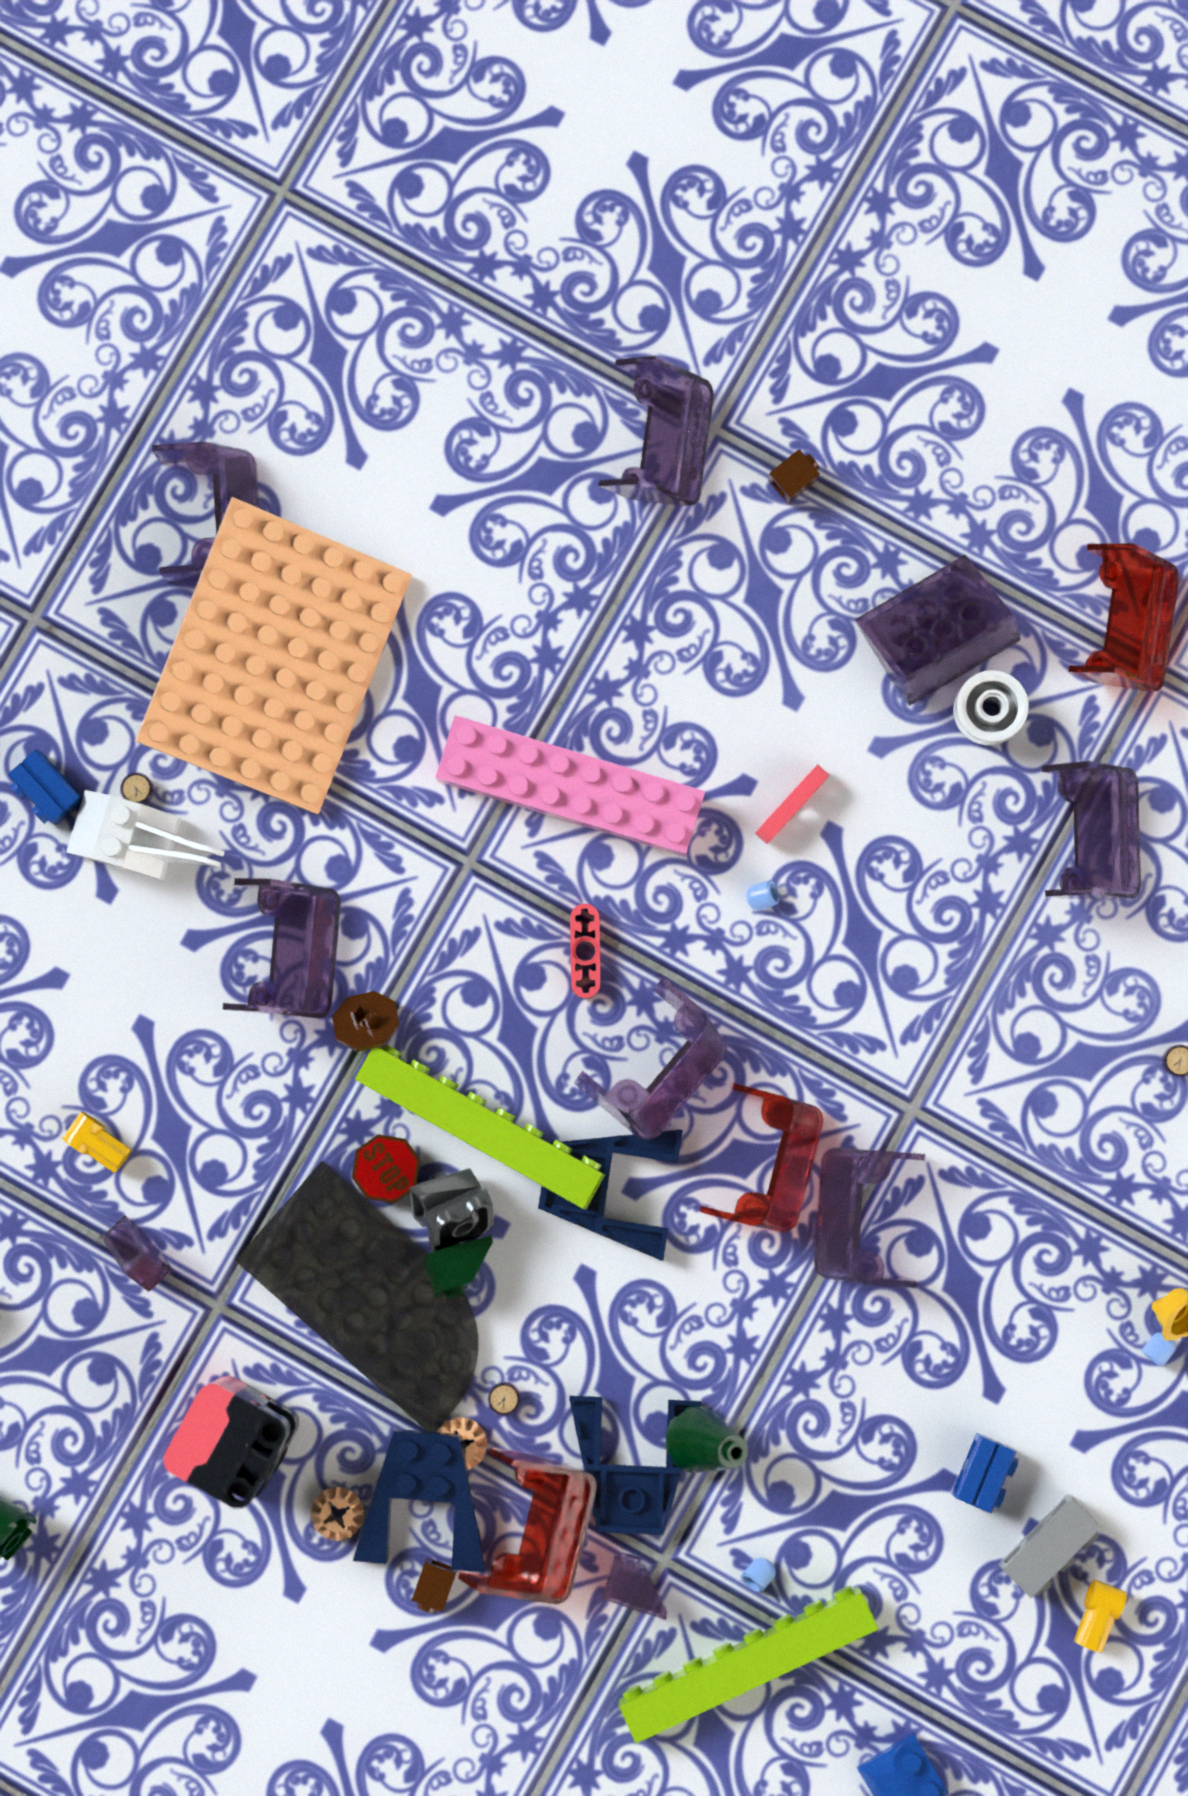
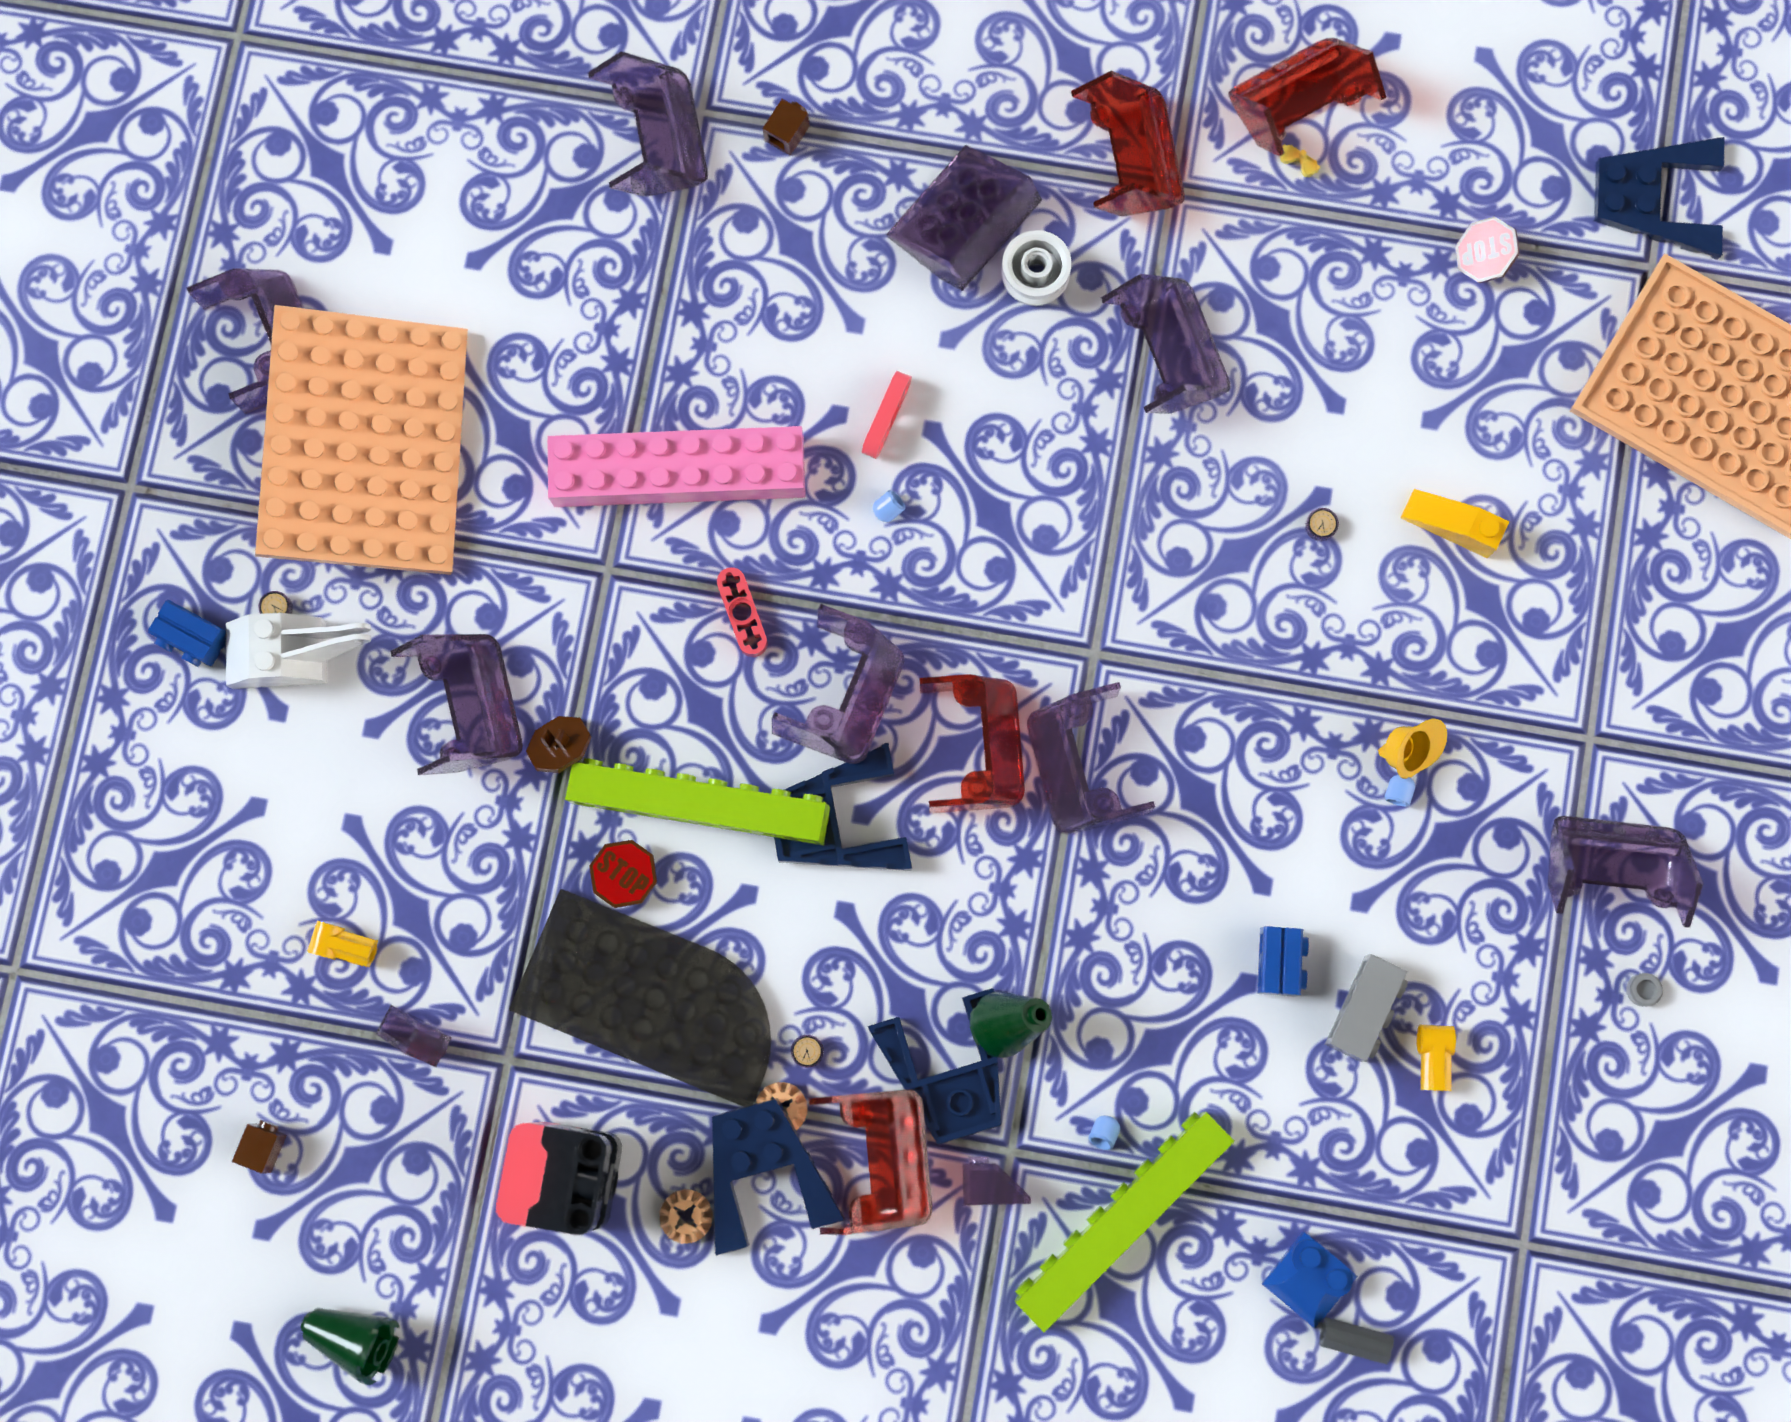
camera: 20 degrees left, 5 degrees down
(433, 1586) = (800, 1251): reddish brown brick -> none
(452, 1208) = (697, 888): dark grey piece -> none
(456, 1266) = (717, 941): dark green slope -> none

